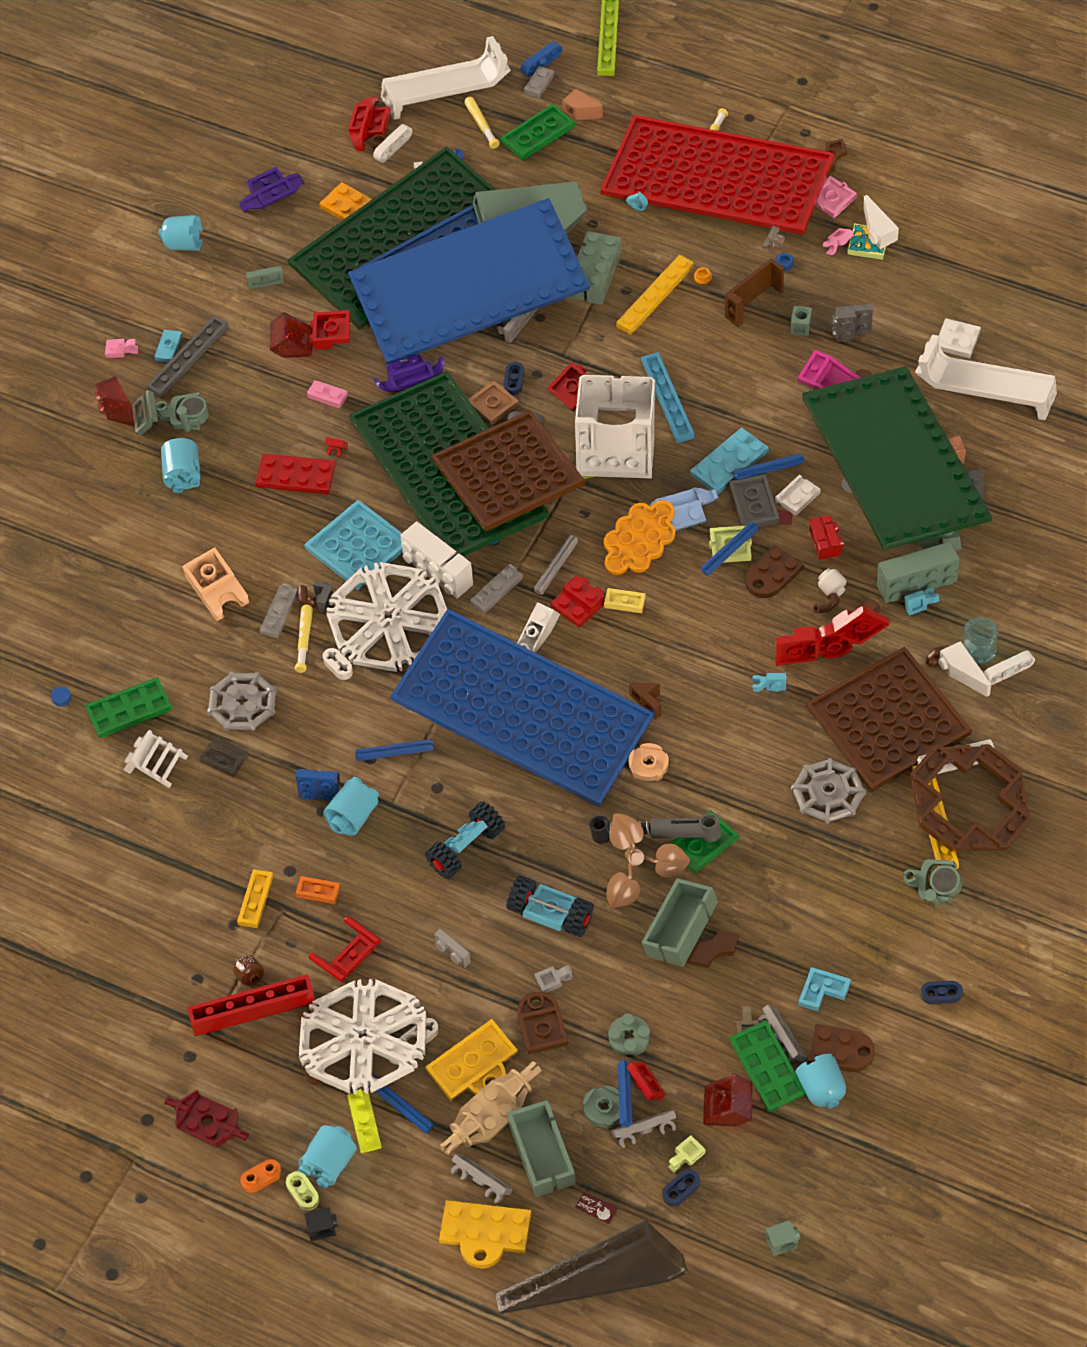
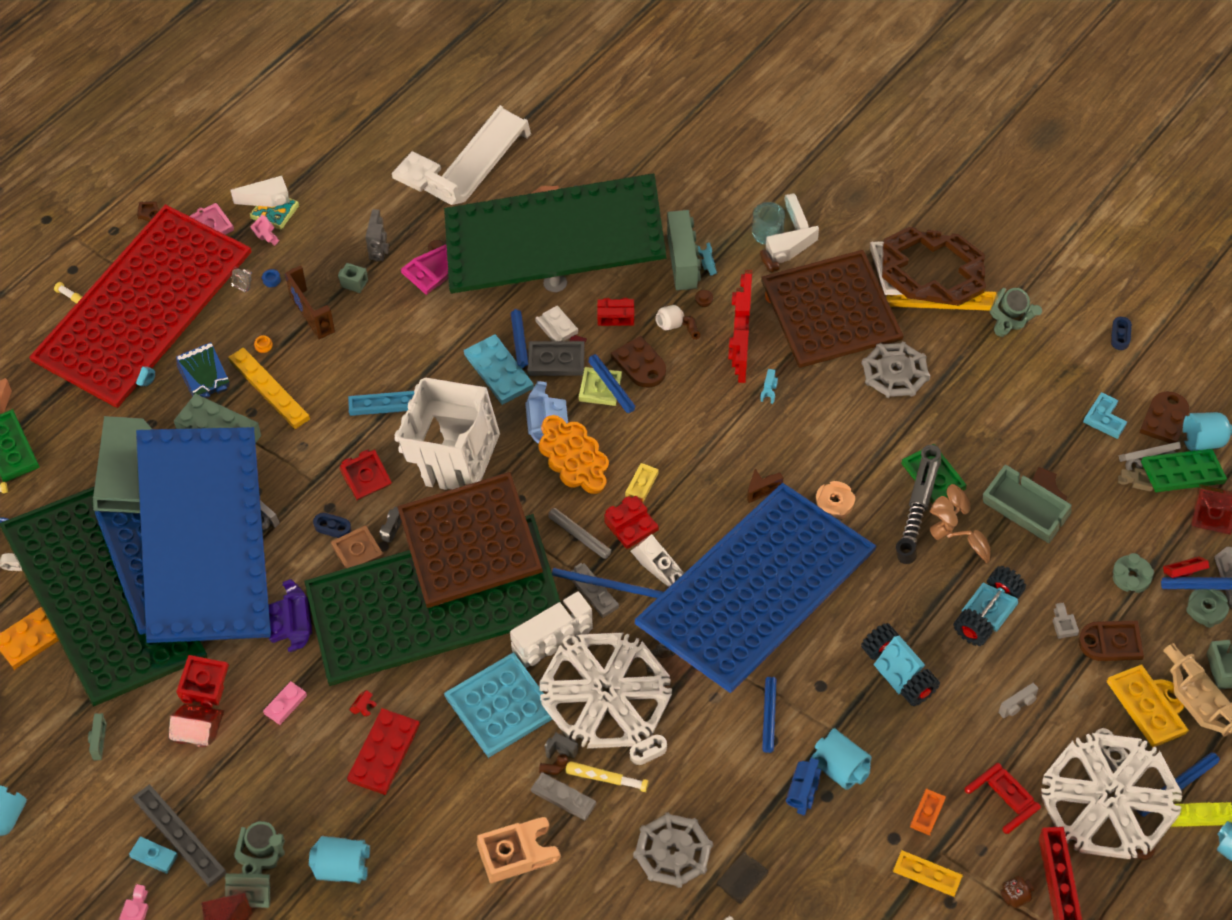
camera: 80 degrees left, 0 degrees up
(498, 589) = (606, 583): none -> blue bar
(652, 239) = (202, 371): none -> slope

